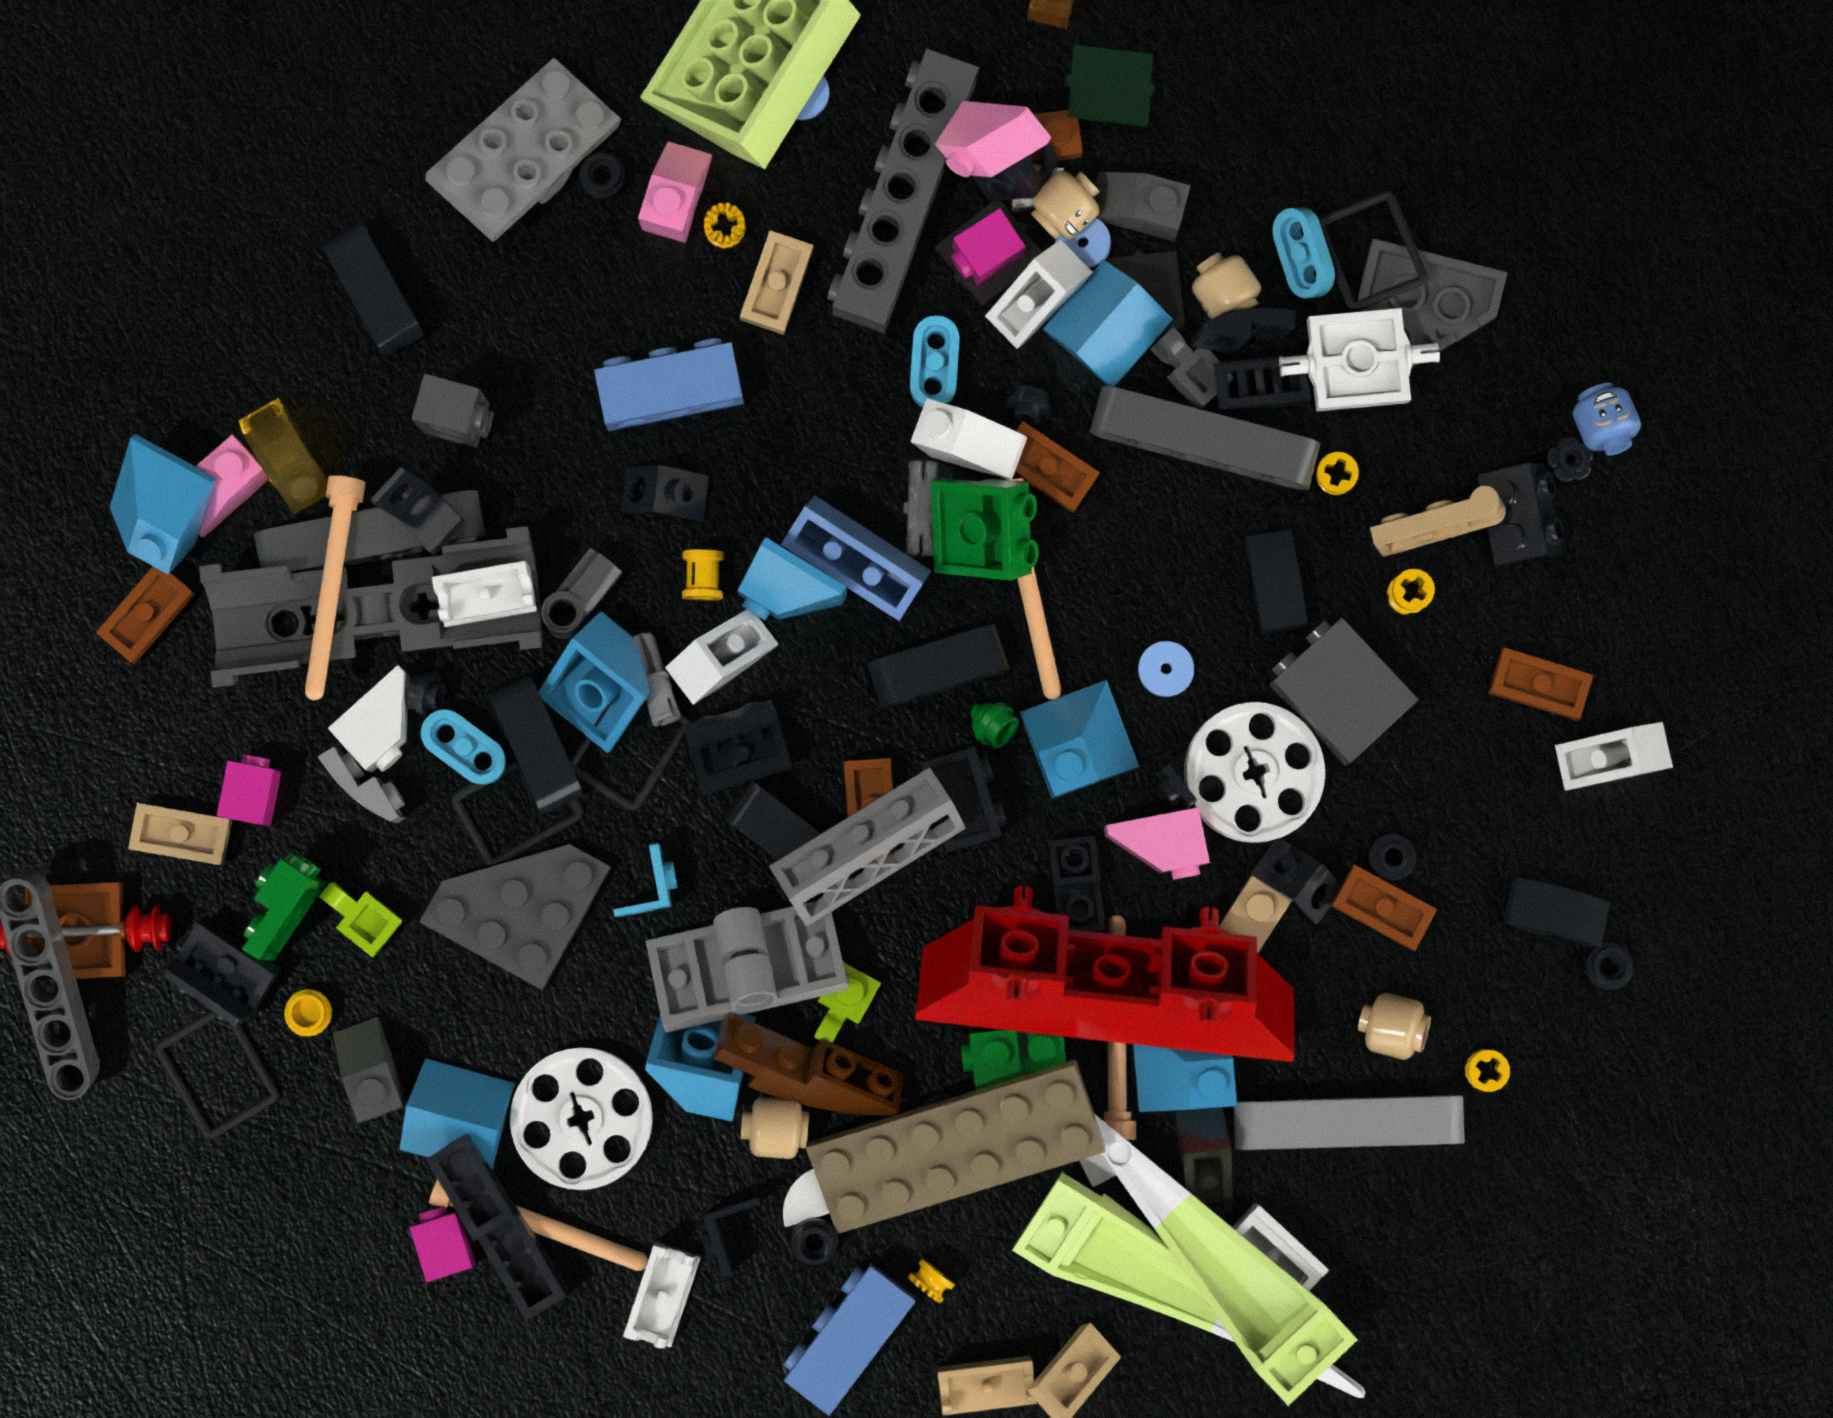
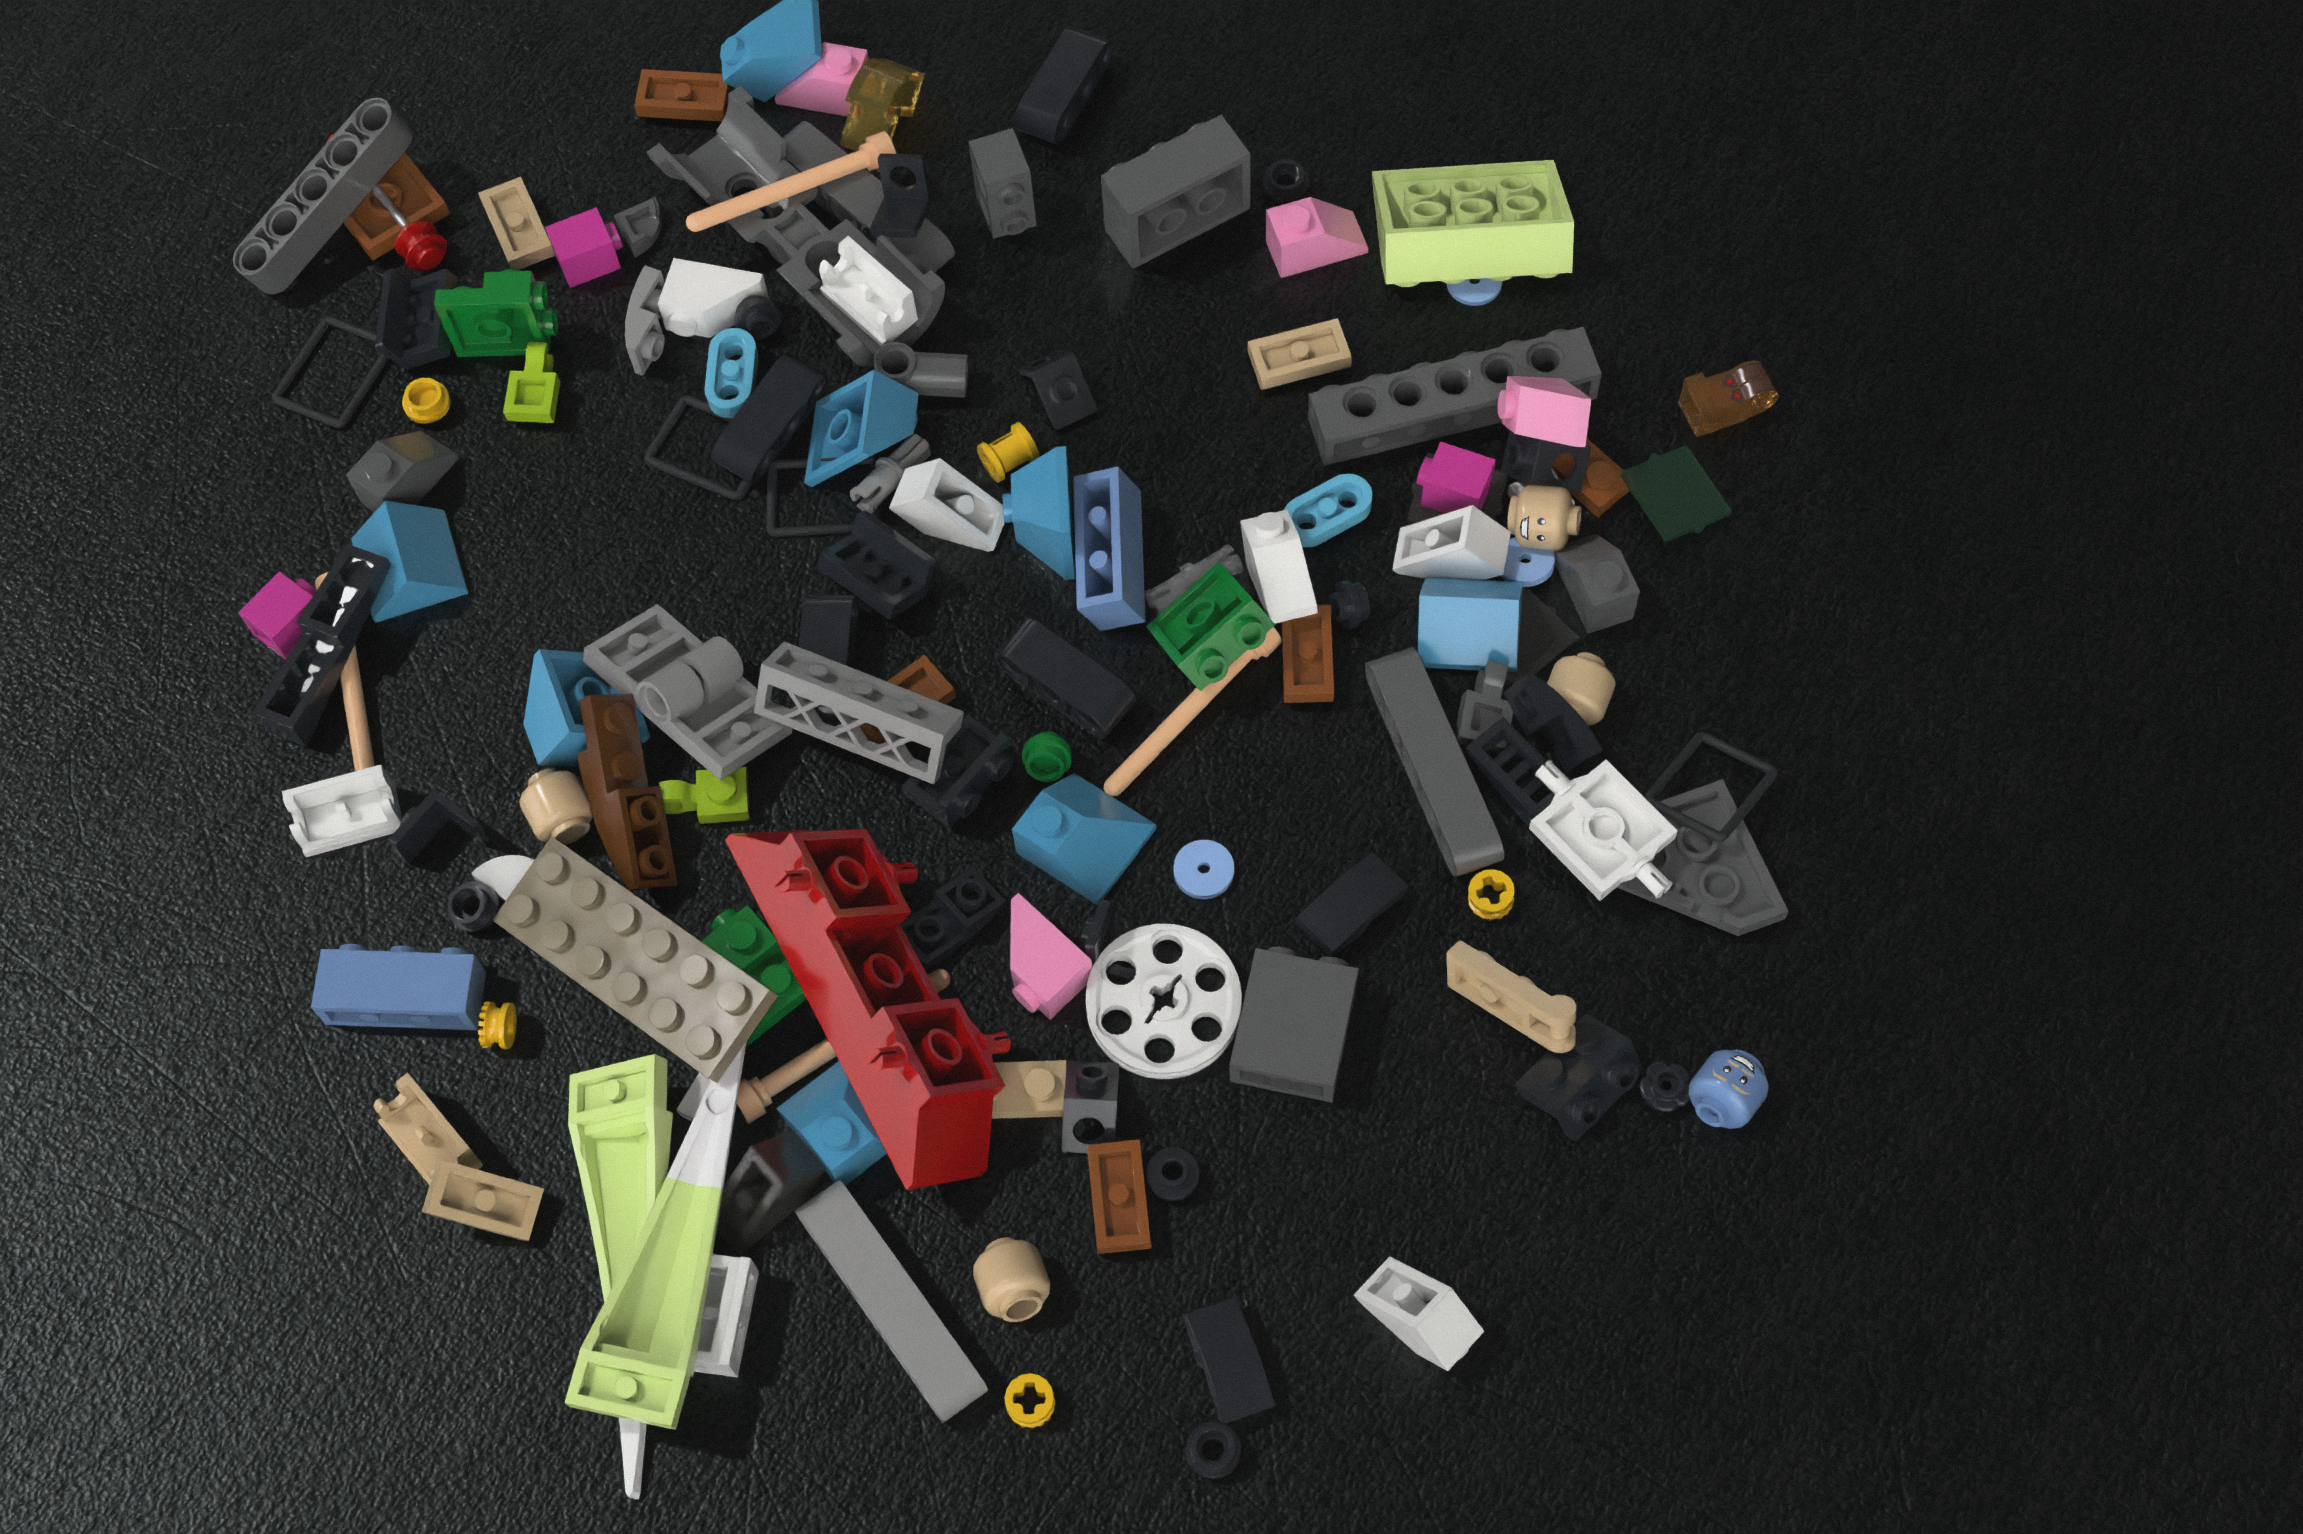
camera: 65 degrees right, 20 degrees down
(253, 730) = (640, 225): none -> dark grey tile
(520, 909) = (622, 501): dark grey plate -> none
(523, 150) = (1265, 107): light grey plate -> none
(556, 1115) = (471, 675): white wedge -> none
(560, 274) = (1176, 191): none -> dark grey brick
(665, 881) = (716, 585): medium azure bracket -> none
(668, 384) = (1149, 329): medium blue brick -> none
(732, 214) = (1315, 280): yellow bush -> none
(1303, 254) = (1662, 733): medium azure plate -> none
(1424, 591) = (1445, 1018): yellow bush -> none
(1540, 684) = (1436, 1199): dark orange plate -> none

